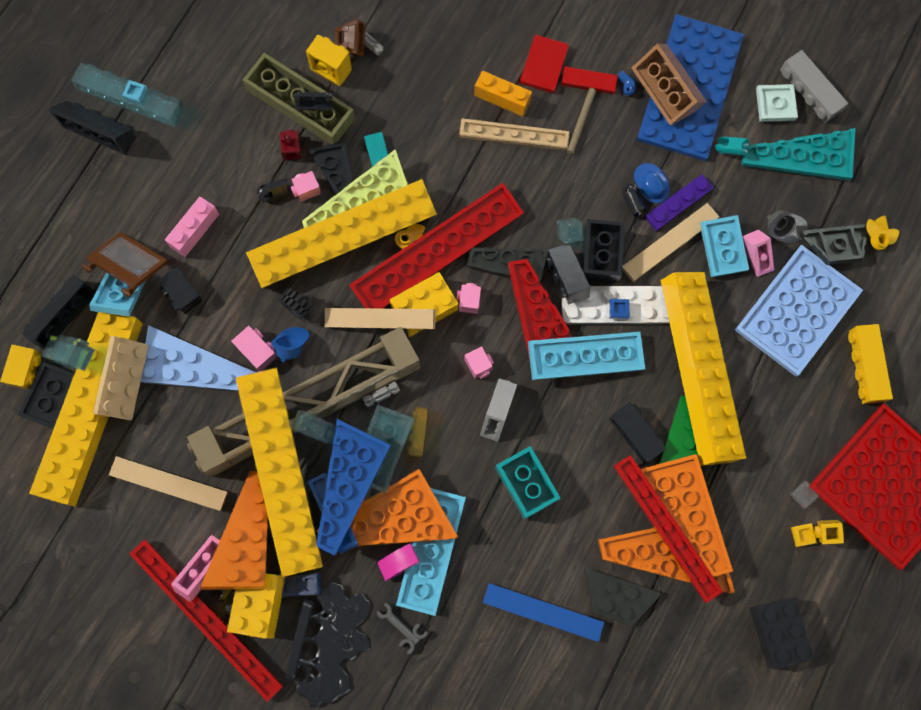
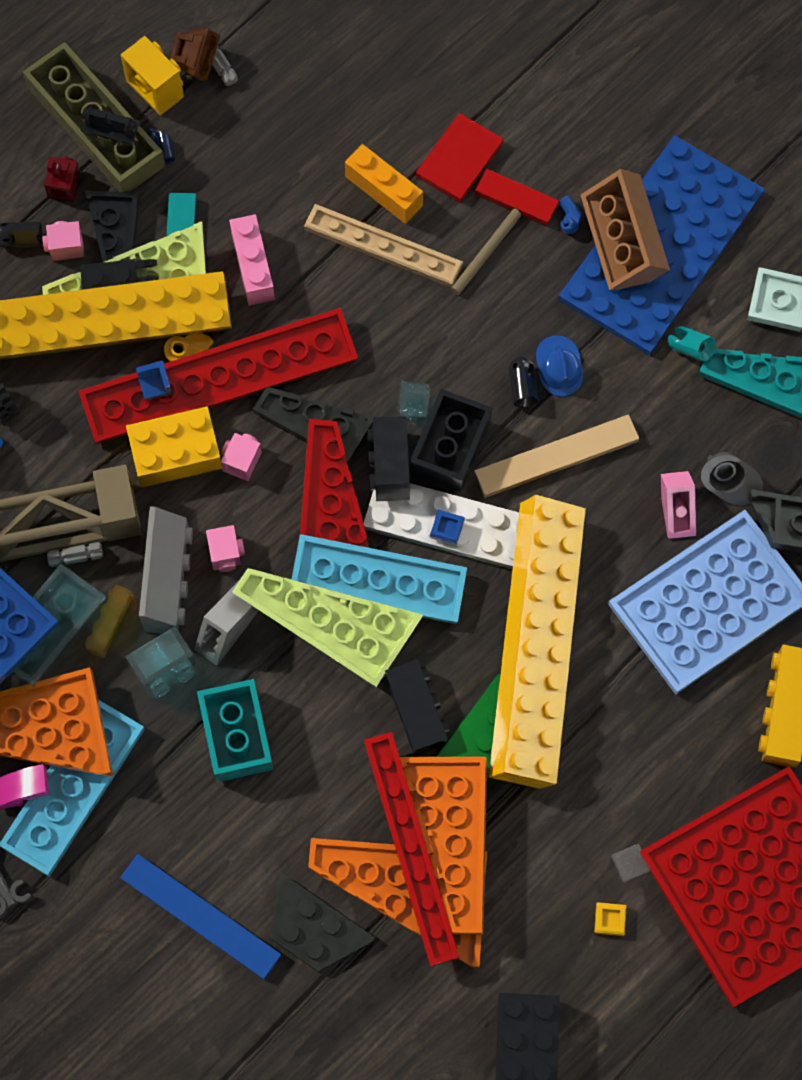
camera: 20 degrees right, 5 degrees down
(348, 200) = (114, 273): none -> black hinge
(350, 102) = (164, 142): none -> dark blue arm
(380, 318) = (104, 447): tan tile -> none
(398, 264) = (153, 380): none -> blue panel
(434, 166) = (252, 260): none -> bright pink brick
(445, 388) = (164, 571): none -> light grey slope
(465, 452) = (162, 663): none -> clear light blue brick
(574, 393) = (345, 627): none -> yellowish green wing
(679, 202) = (588, 403): dark purple plate -> none
(724, 246) = (630, 481): medium azure plate -> none
(829, 531) = (643, 921): yellow brick -> none

